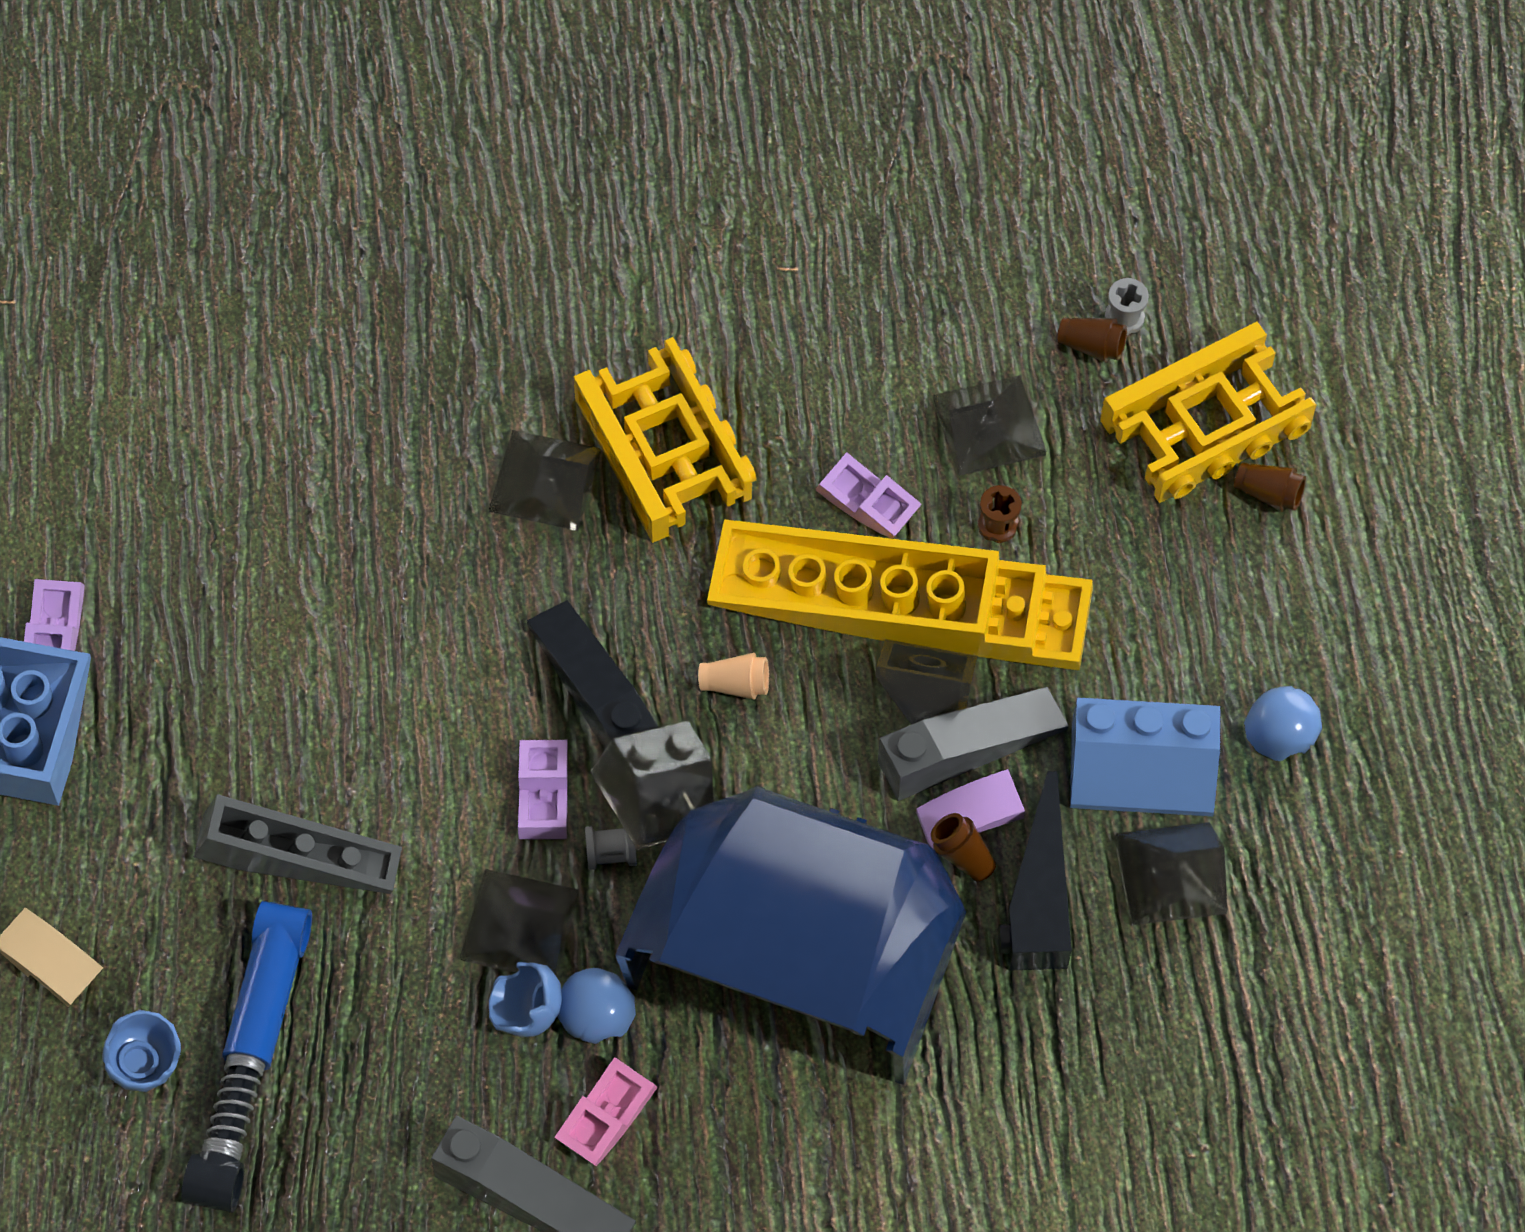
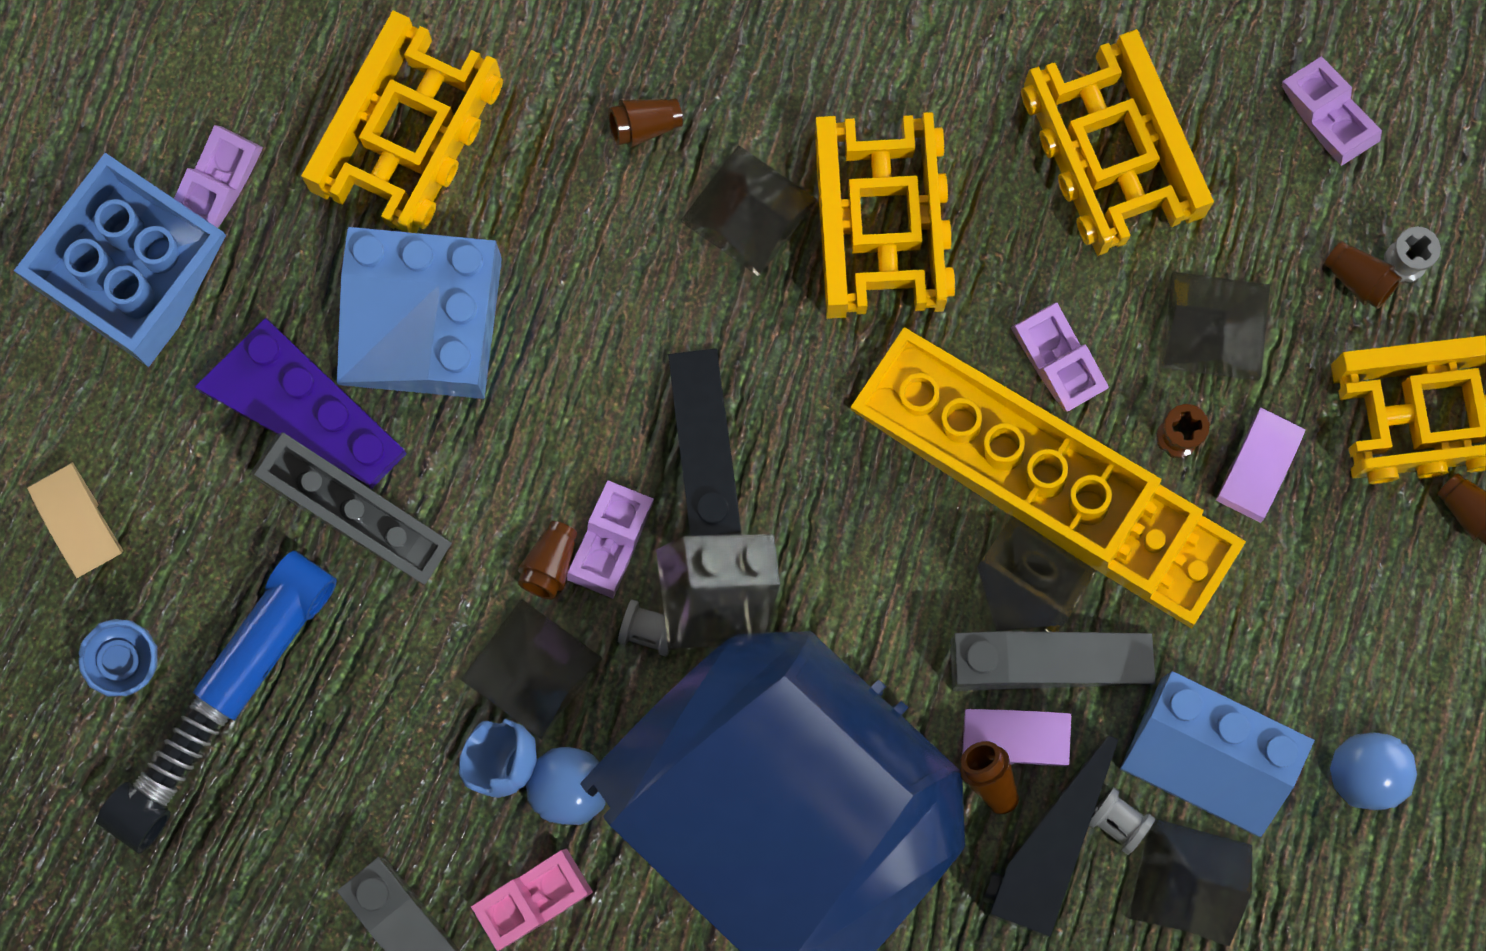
camera: 25 degrees right, 15 degrees up
(173, 516) = (371, 105): none -> yellow fence
(184, 775) = (289, 394): none -> dark purple wing
(288, 665) = (417, 312): none -> medium blue slope
(419, 438) = (642, 120): none -> reddish brown cone
(496, 827) = (548, 562): none -> reddish brown cone
(736, 676) = (847, 499): light nougat cone -> none
(861, 284) = (1151, 128): none -> yellow fence
(1002, 219) = (1329, 112): none -> lavender slope
(1077, 517) = (1260, 465): none -> lavender slope
(1089, 842) = (1121, 821): none -> light grey bush

